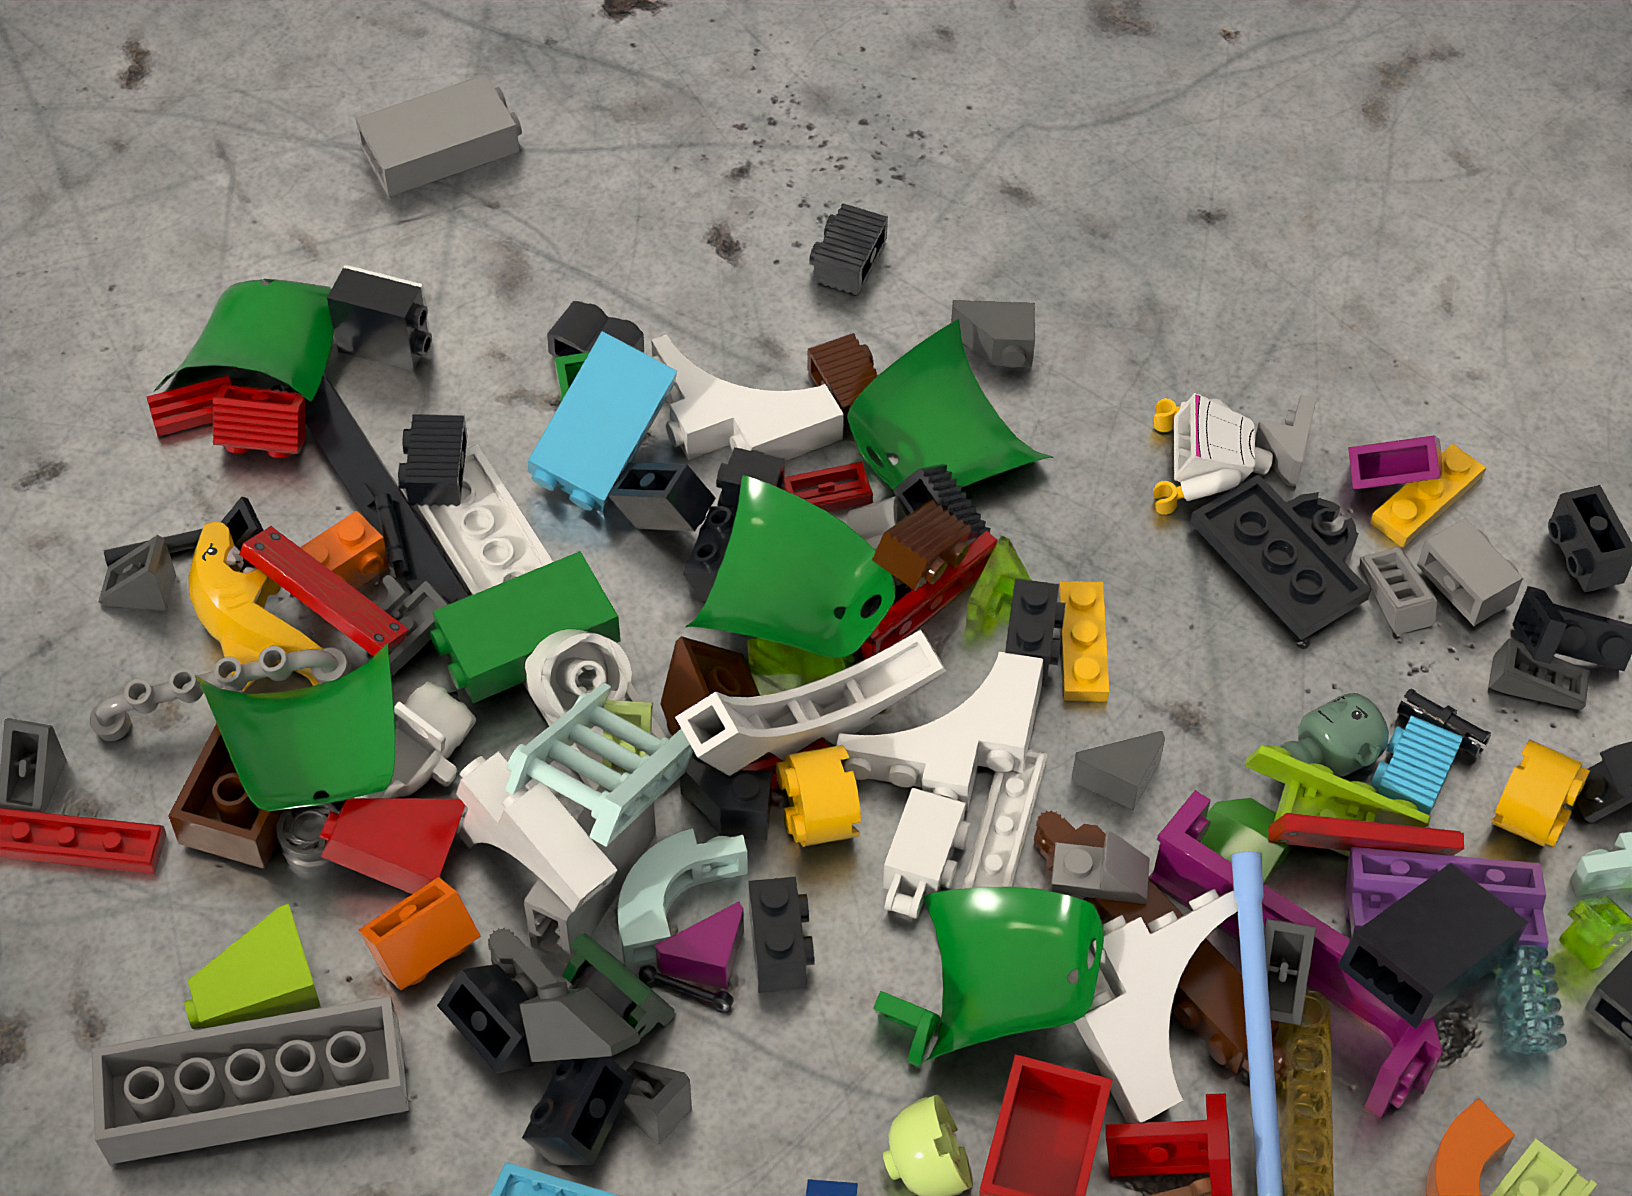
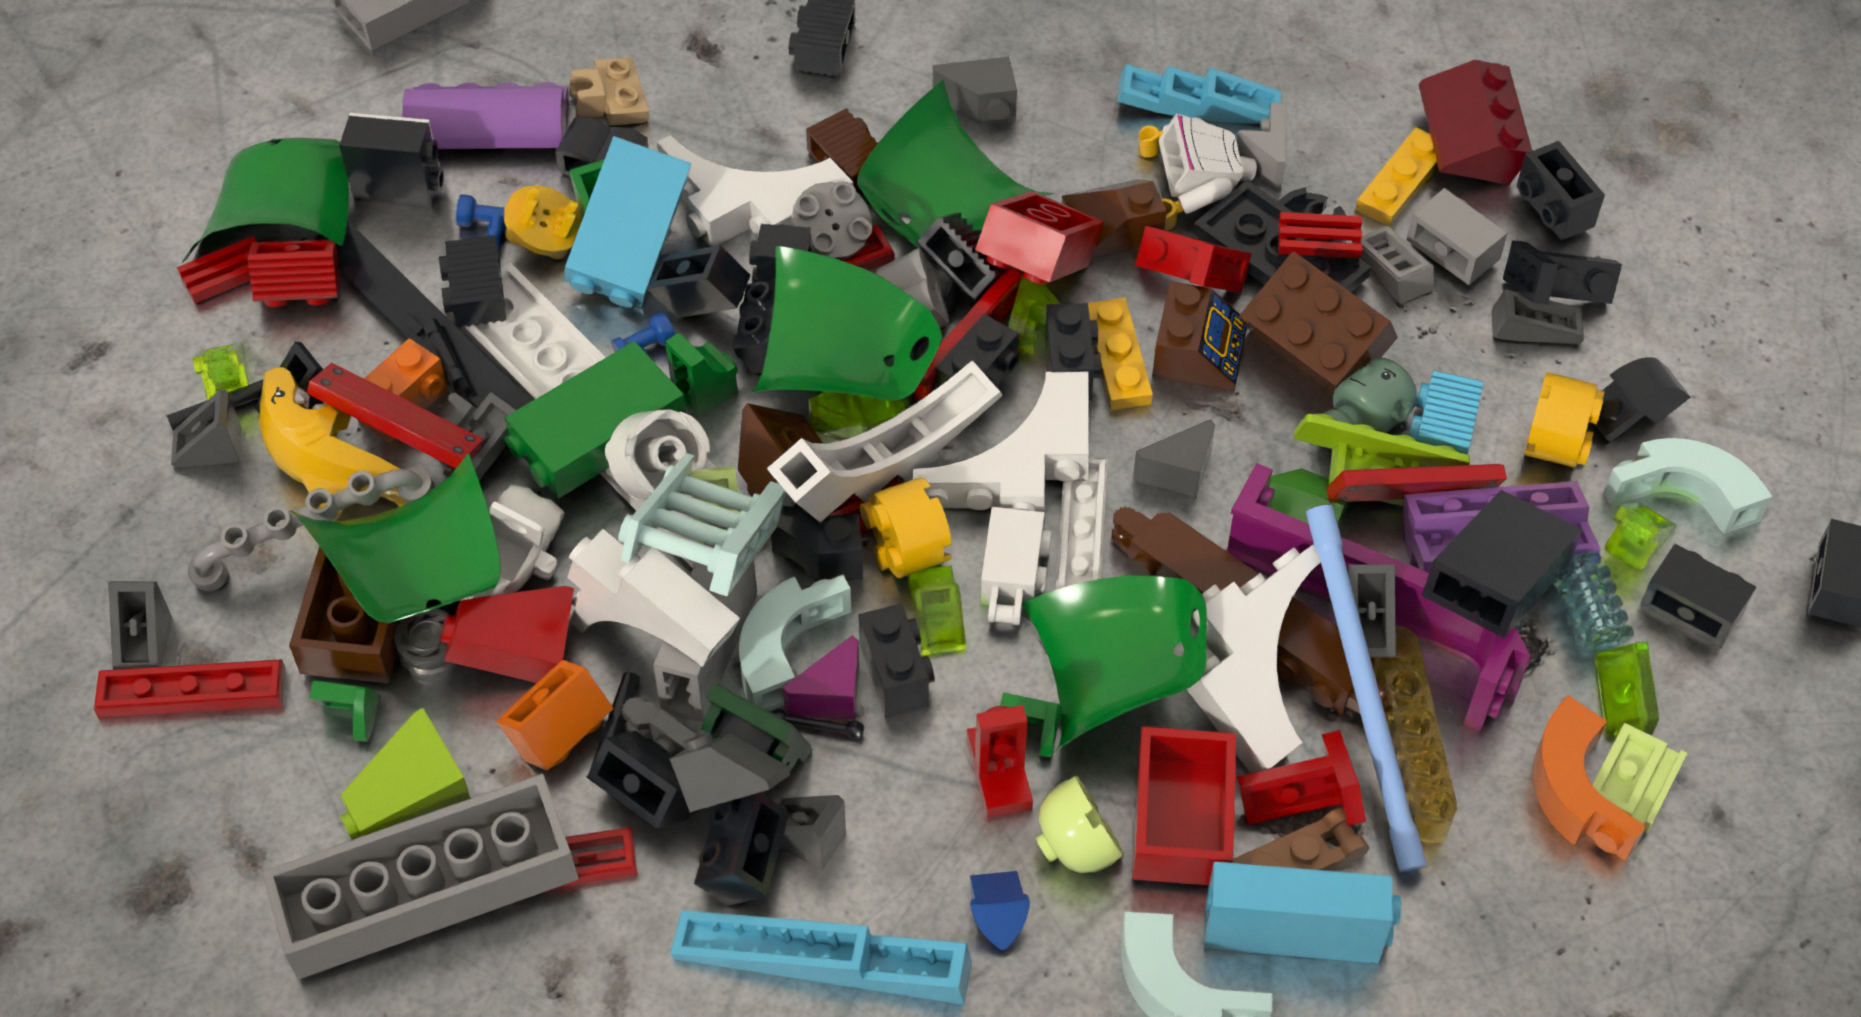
camera: 10 degrees left, 0 degrees up
(168, 509) = (222, 368): none -> clear neon green slope
(232, 886) = (359, 699): none -> green tile
(440, 1106) = (607, 870): none -> red tile
(477, 394) = (469, 211): none -> blue piece
(490, 283) = (491, 115): none -> medium lavender brick
(499, 919) = (616, 721): none -> black piece
(502, 397) = (526, 214): none -> yellow plate
(612, 541) = (658, 331): none -> blue piece
(620, 274) = (612, 89): none -> tan plate
(644, 595) = (701, 374): none -> green arch
(831, 447) = (847, 213): none -> light grey plate
(835, 887) = (937, 610): none -> clear neon green slope
(864, 1064) = (999, 759): none -> red bracket
(923, 546) = (957, 286): reddish brown brick -> none
(943, 615) = (989, 346): none -> black brick
(1022, 504) = (1038, 237): none -> brick
(1106, 873) = (1188, 552): light grey slope -> none
(1112, 492) = (1126, 212): none -> reddish brown slope
(1171, 638) = (1199, 338): none -> reddish brown slope
(1182, 554) = (1193, 260): none -> red bracket
(1238, 377) = (1210, 98): none -> medium azure slope
(1297, 644) = (1317, 323): none -> reddish brown brick
(1323, 541) = (1320, 229): none -> red tile
(1395, 462) = (1369, 149): magenta brick -> none
(1446, 719) = (1464, 367): black pin -> none
(1517, 448) = (1476, 121): none -> dark red slope
(1548, 1100) = (1627, 688): none -> clear neon green slope

